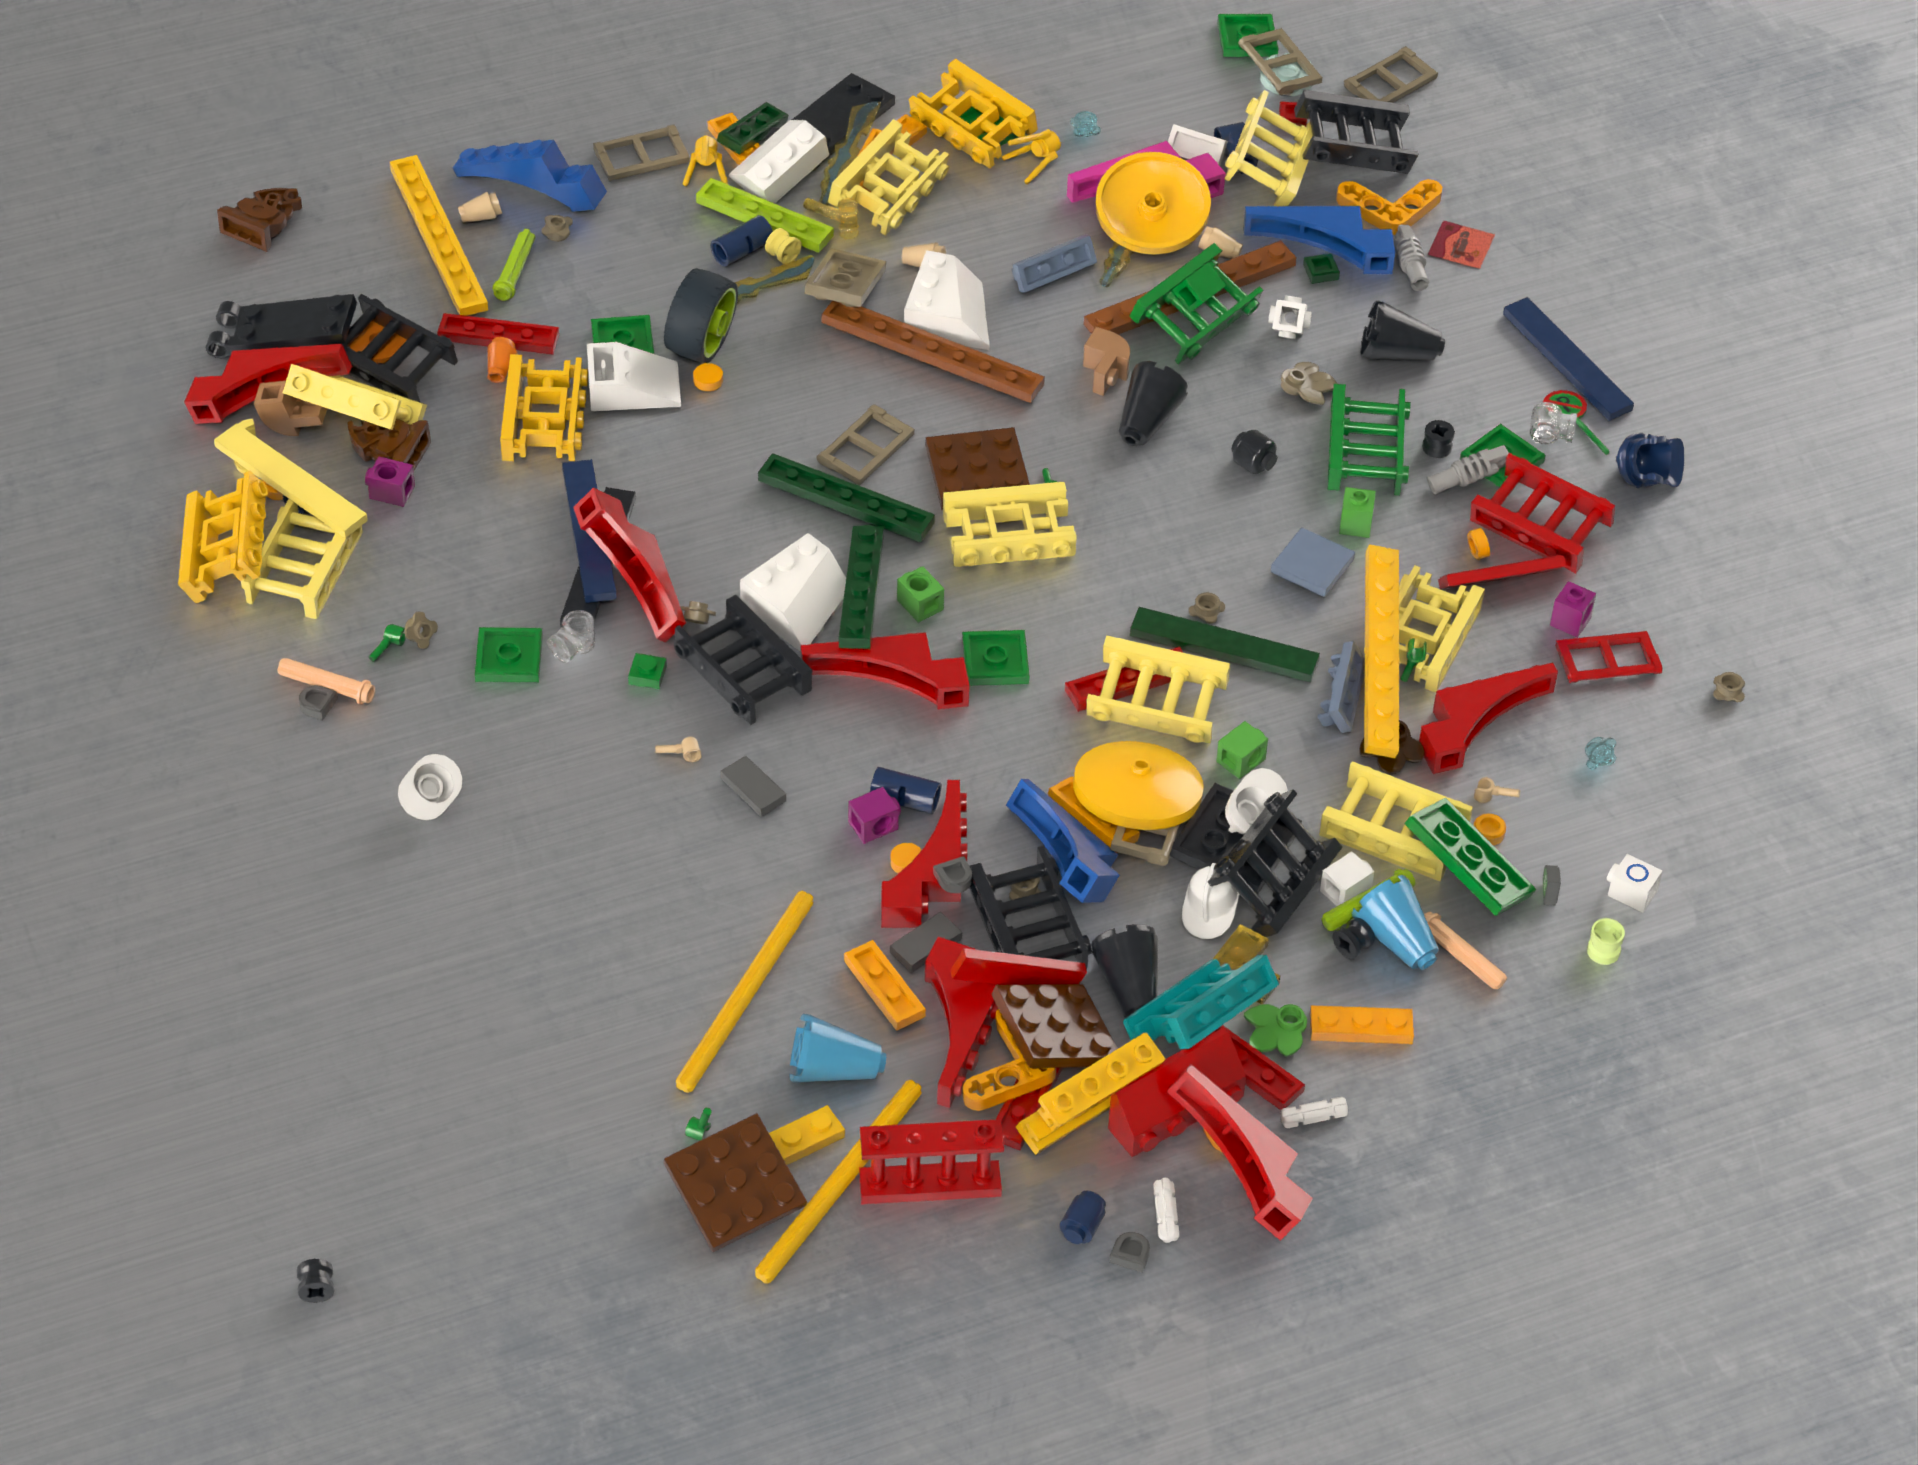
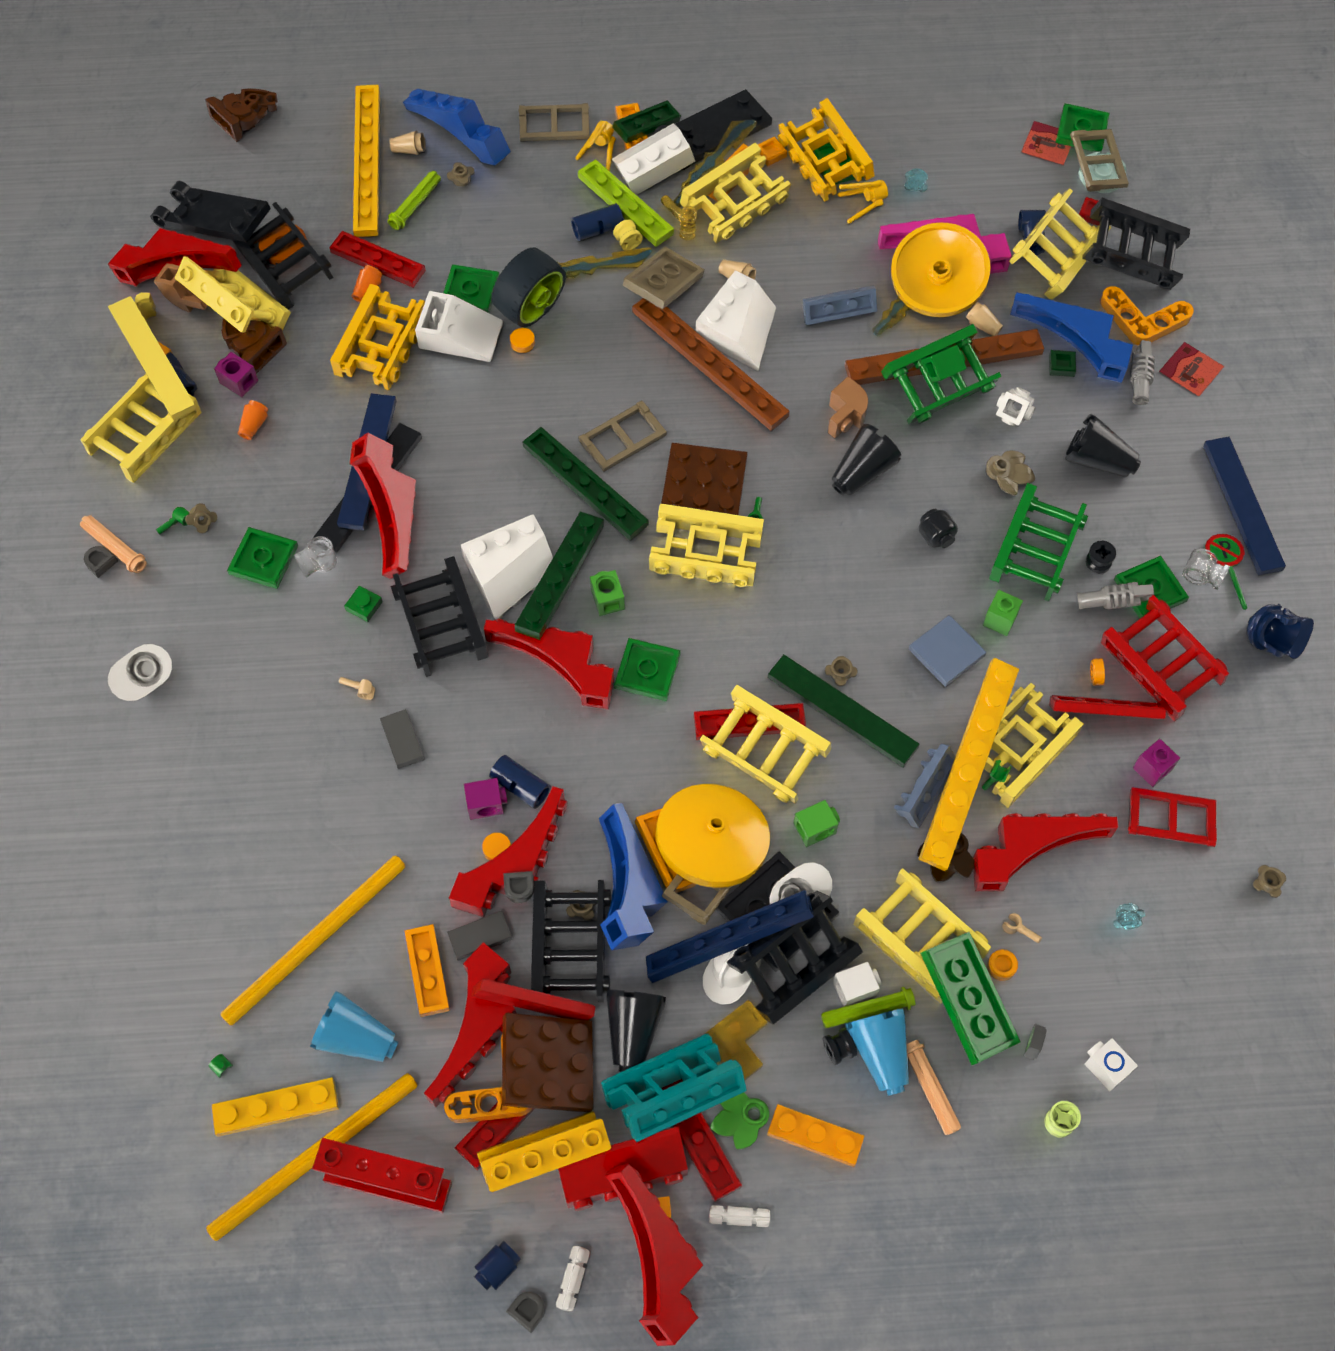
camera: 20 degrees right, 15 degrees up
(205, 518) = (65, 404): yellow fence -> none
(431, 520) = (252, 418): none -> orange cone
(697, 612) = (421, 561): dark tan plate -> none
(735, 1182) = (222, 1136): reddish brown plate -> none
(1193, 143) = (999, 221): white tile -> none
(1200, 859) = (729, 936): none -> dark blue tile
(1208, 59) = (1042, 144): none -> clear red sticker
(1402, 89) = (1195, 208): dark tan window -> none

